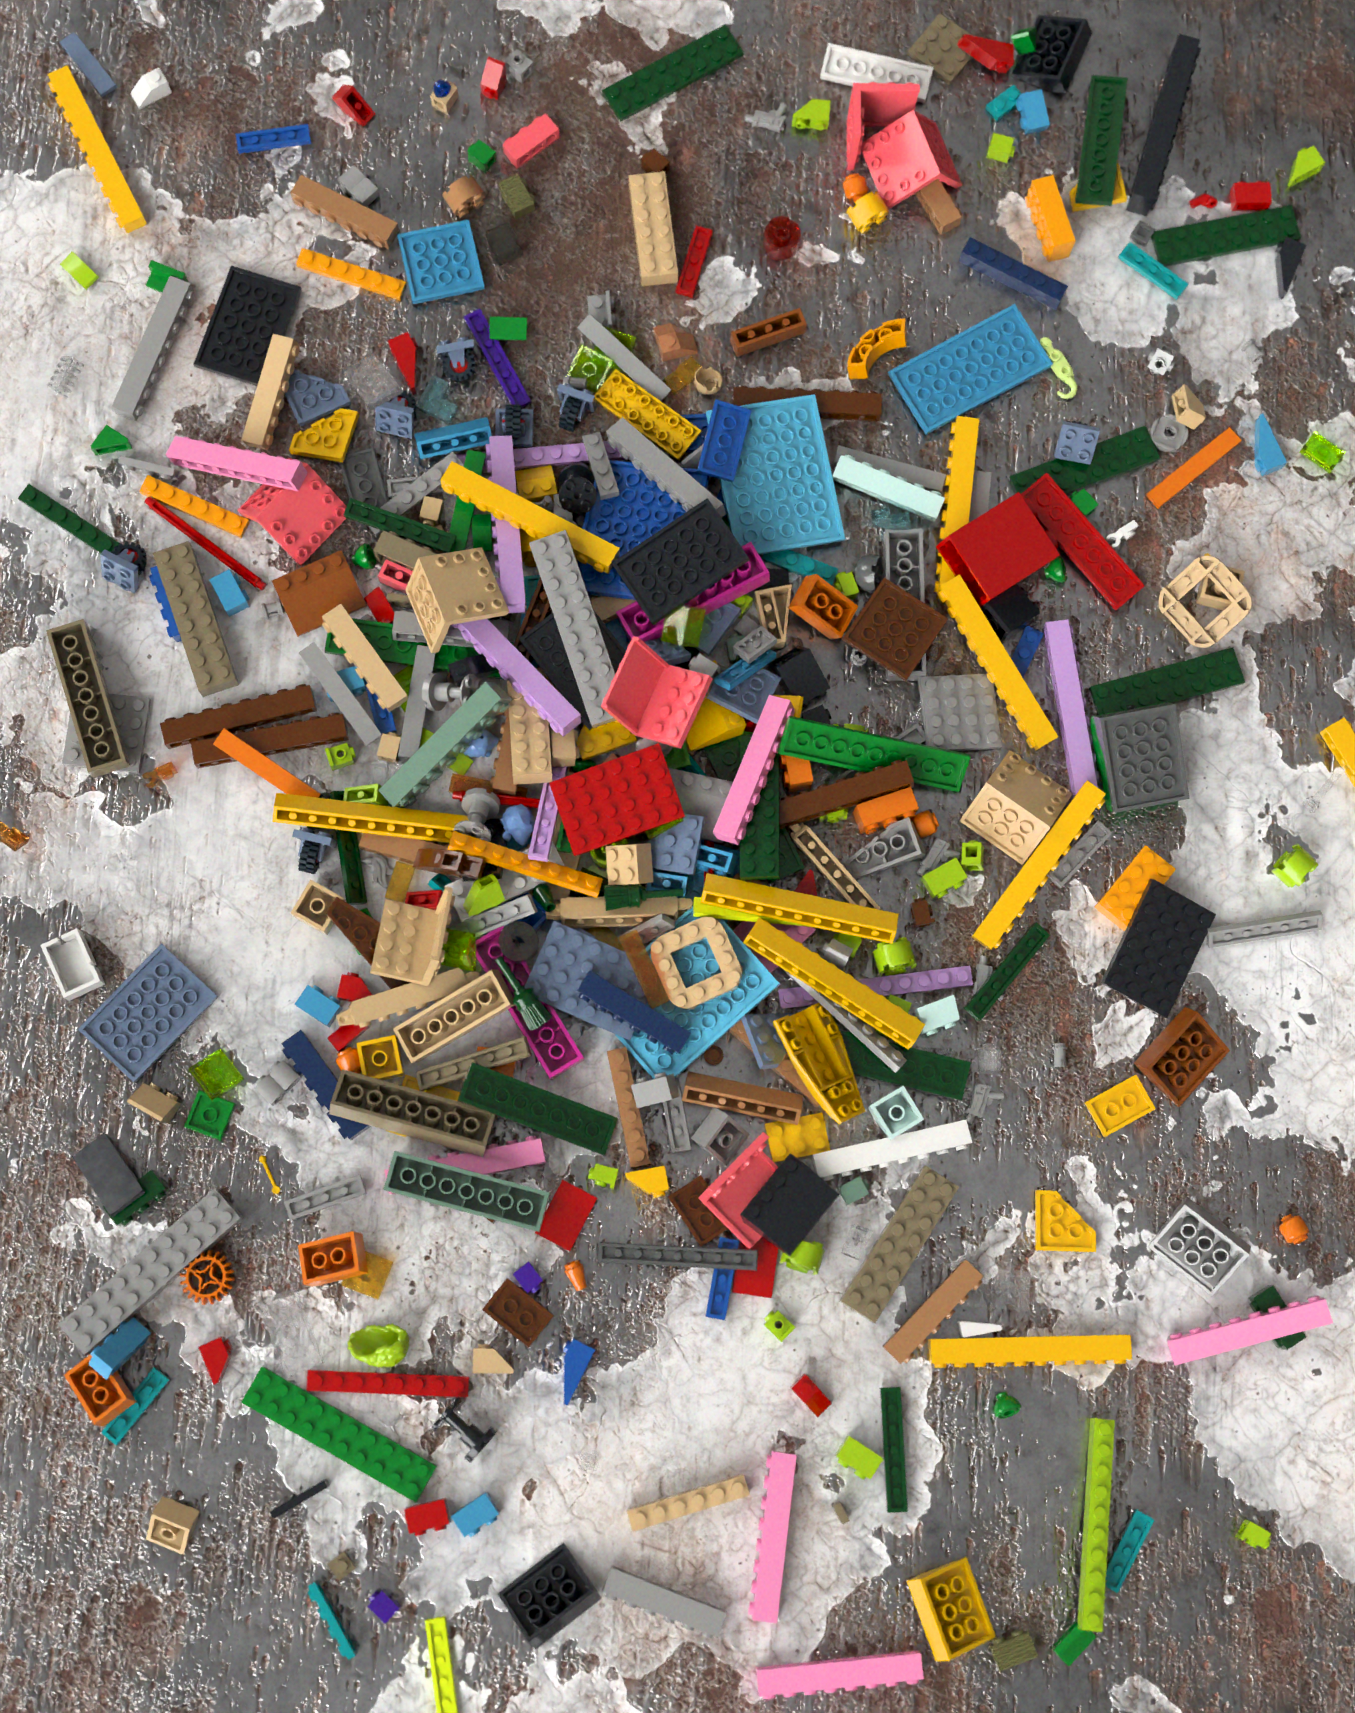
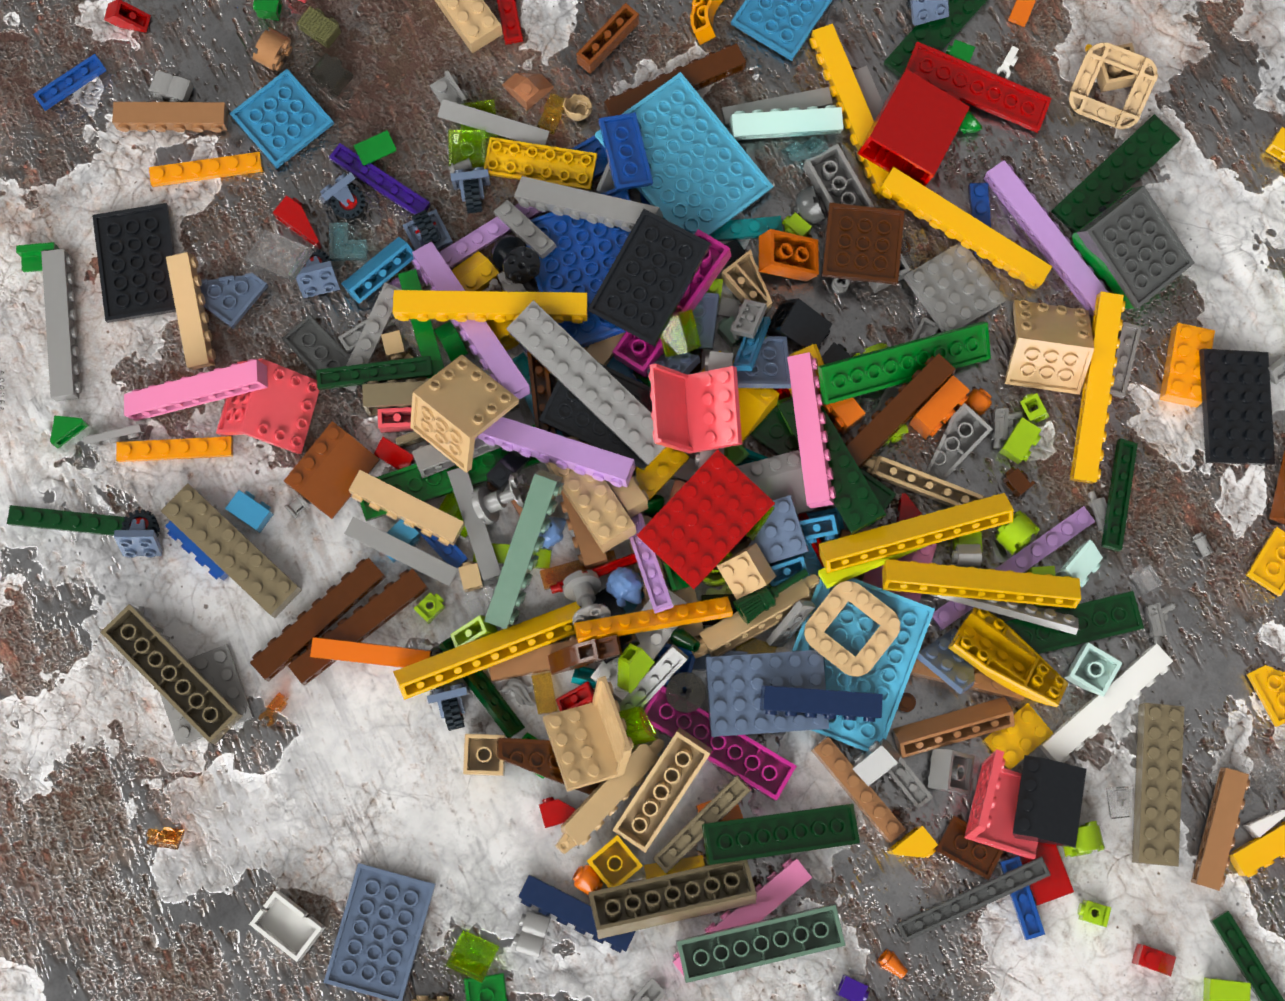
camera: 25 degrees left, 0 degrees up
(205, 543) = (202, 477): red piece -> none
(319, 1006) = (532, 844): dark azure brick -> none
(327, 437) = (263, 326): yellow plate -> none
(345, 1036) = (568, 862): red slope -> none
(364, 557) = (355, 417): green brick -> none
(525, 999) = (721, 742): dark green piece -> none
(566, 1215) = (856, 913): red tile -> none
(603, 1175) = (869, 861): lime brick -> none
(643, 969) = (809, 658): clear orange plate -> none
(854, 1190) = (1093, 757): sand green brick -> none
(1010, 612) = (952, 178): black slope -> none

